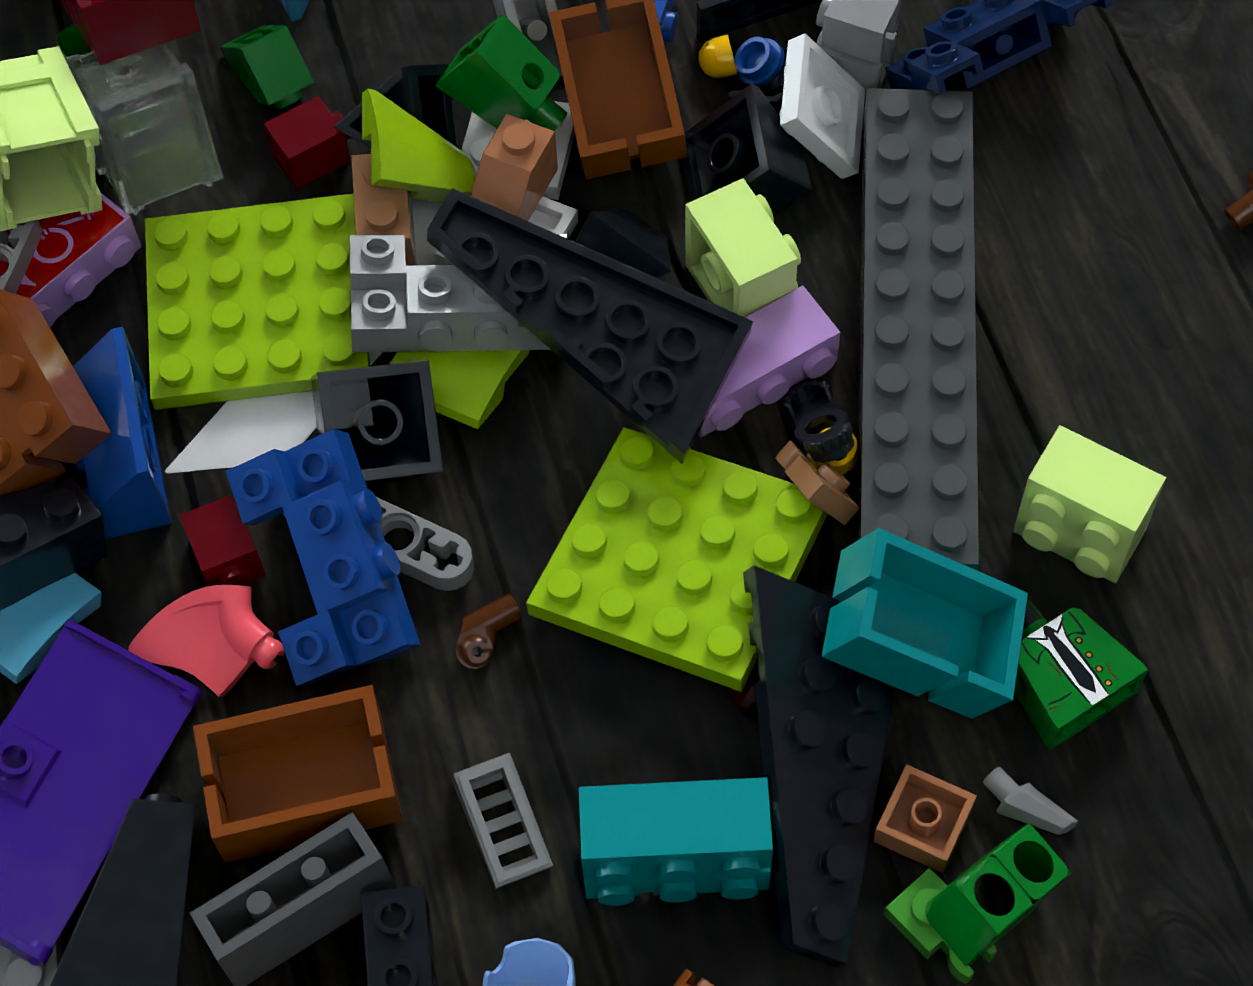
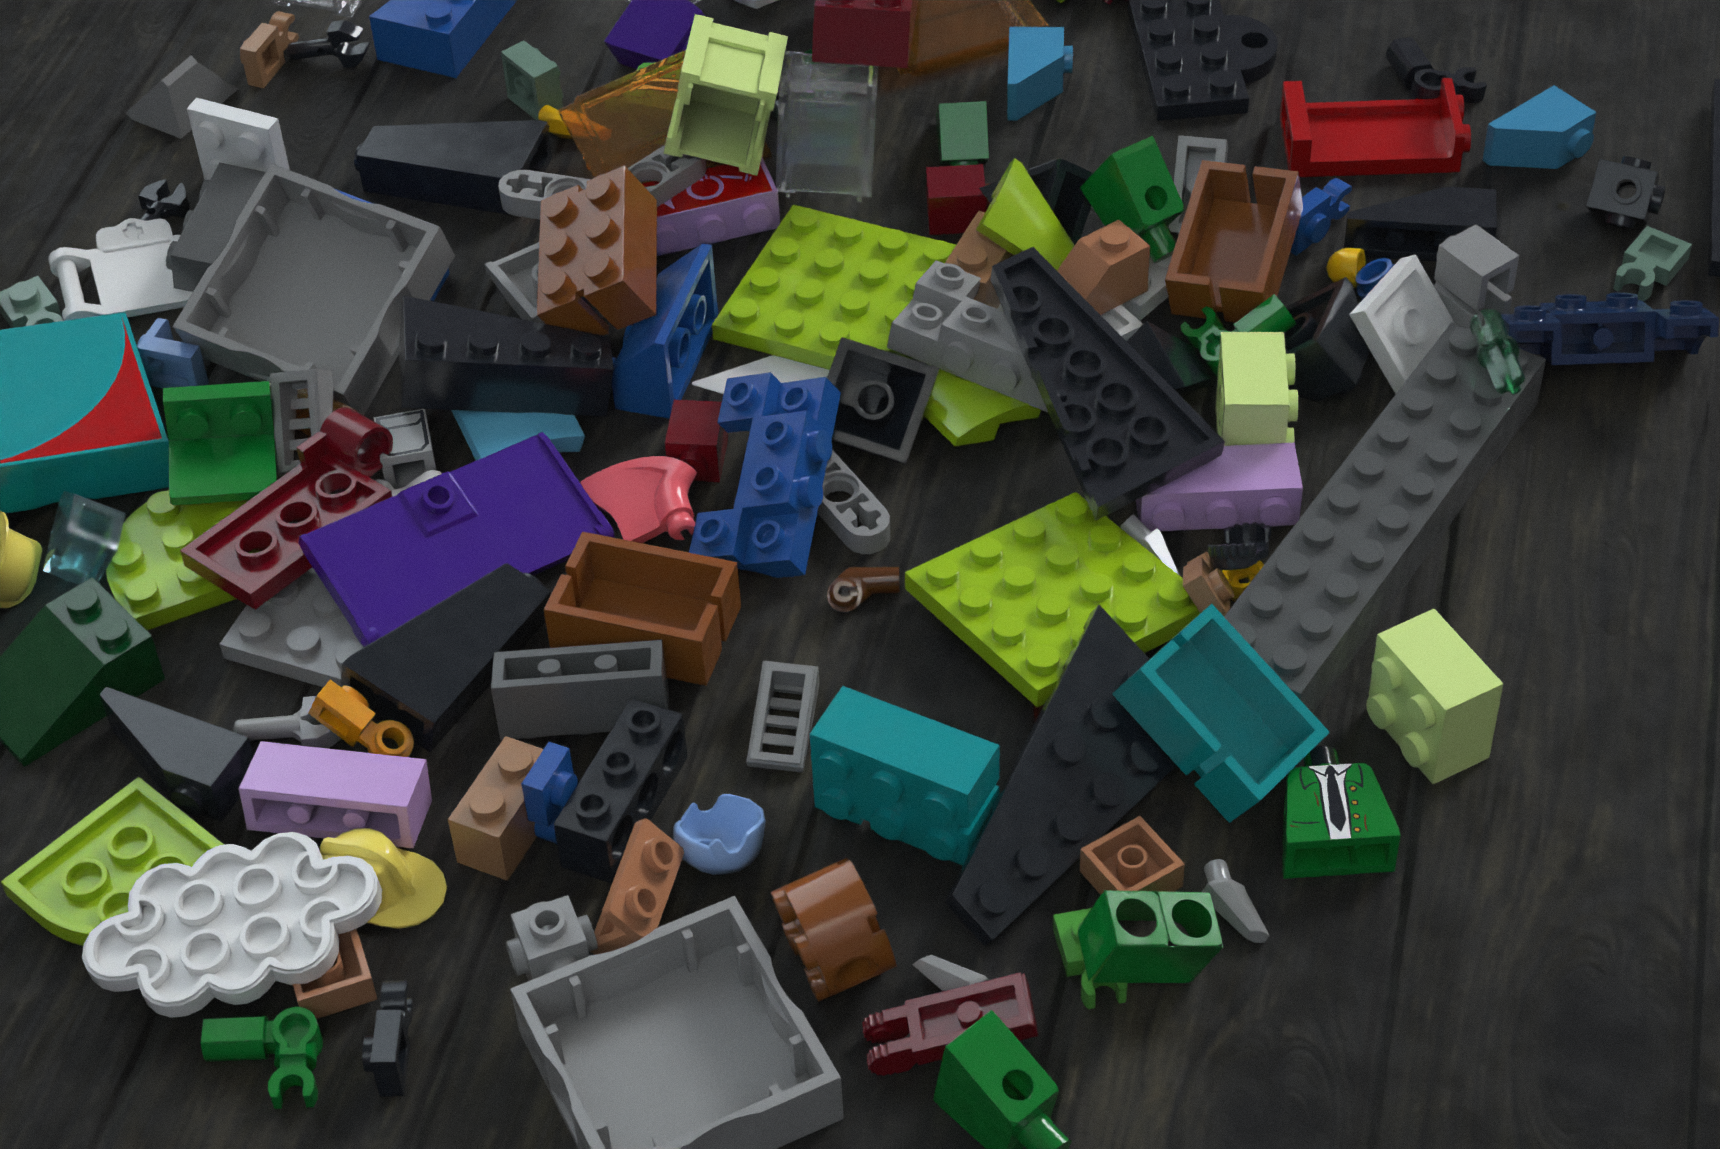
camera: 30 degrees right, 15 degrees down
(686, 176) = (1267, 317): none -> green bar
(727, 449) = (1150, 540): none -> light grey bar
(942, 111) = (1497, 352): none -> clear green axle

